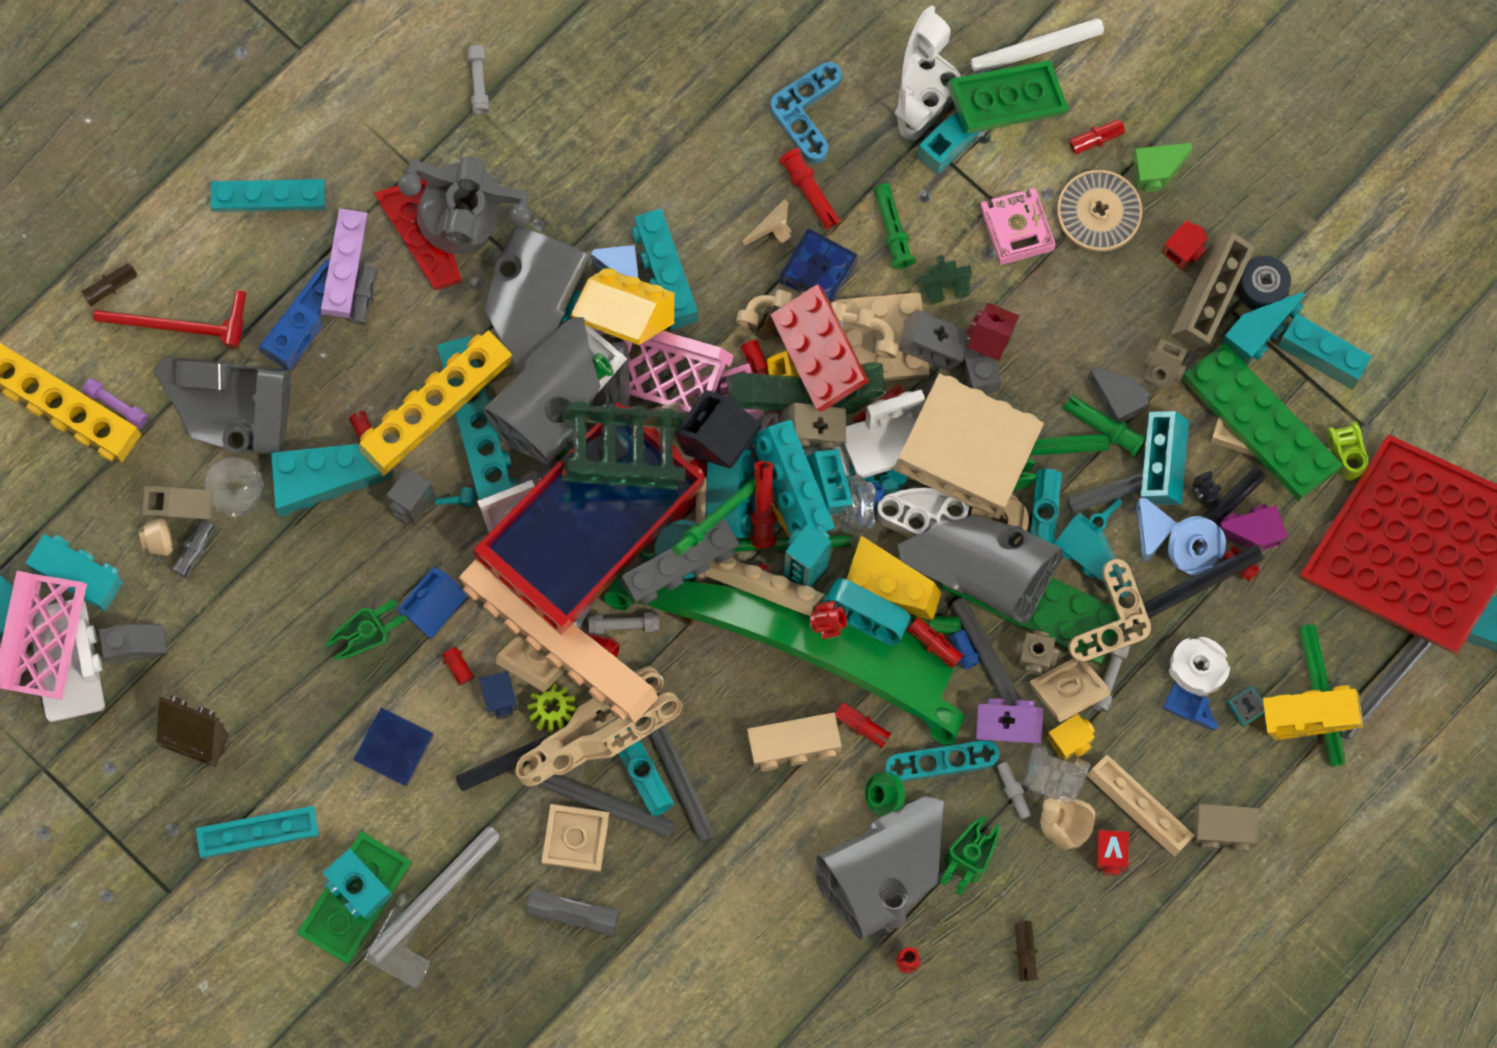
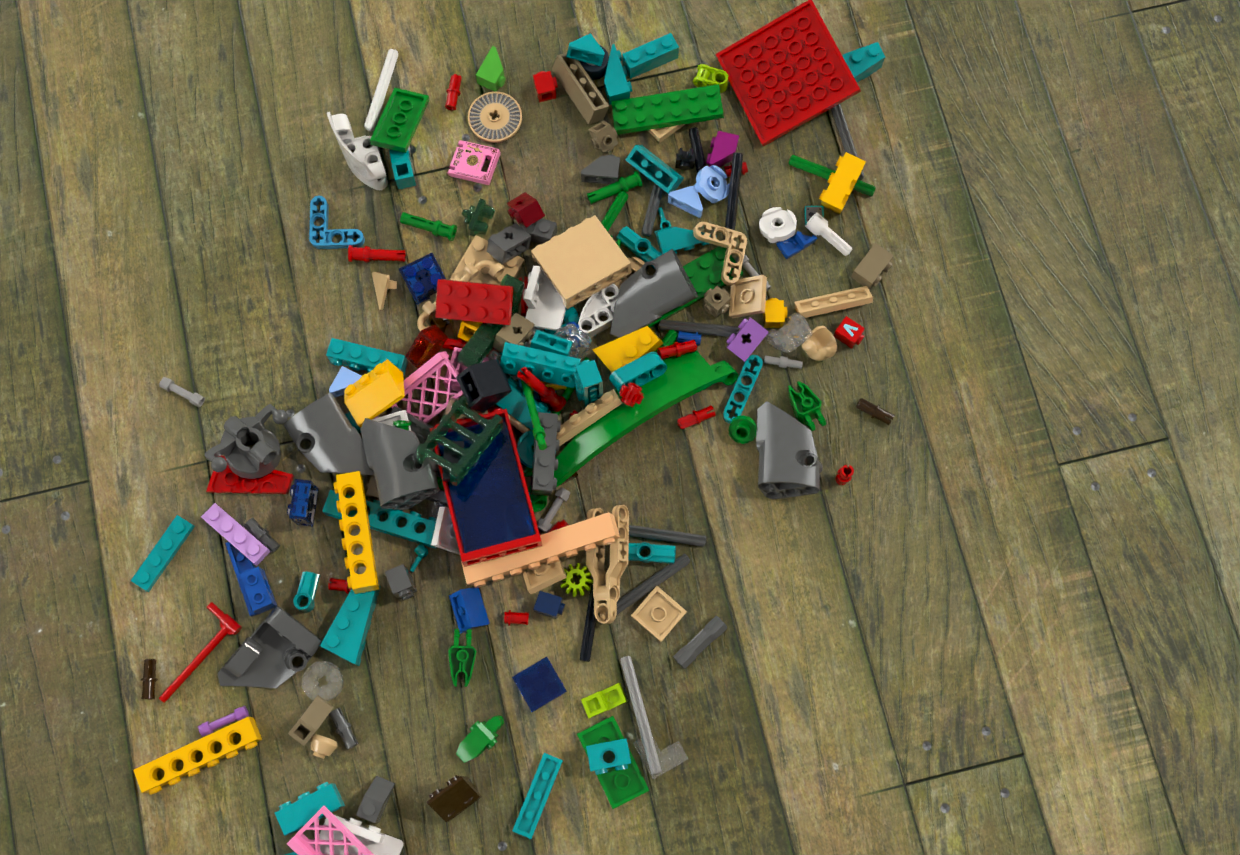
camera: 55 degrees left, 0 degrees up
(282, 717) = (482, 736): none -> green hinge
(331, 392) = (307, 589): none -> teal piece
(424, 840) = (604, 700): none -> lime slope
(432, 315) = (303, 502): none -> clear blue piece
(727, 329) = (426, 345): none -> clear red brick
(794, 741) = (682, 459): tan brick -> none
(1233, 720) = (819, 226): none -> white piece
(1265, 263) = (586, 50): none -> teal slope

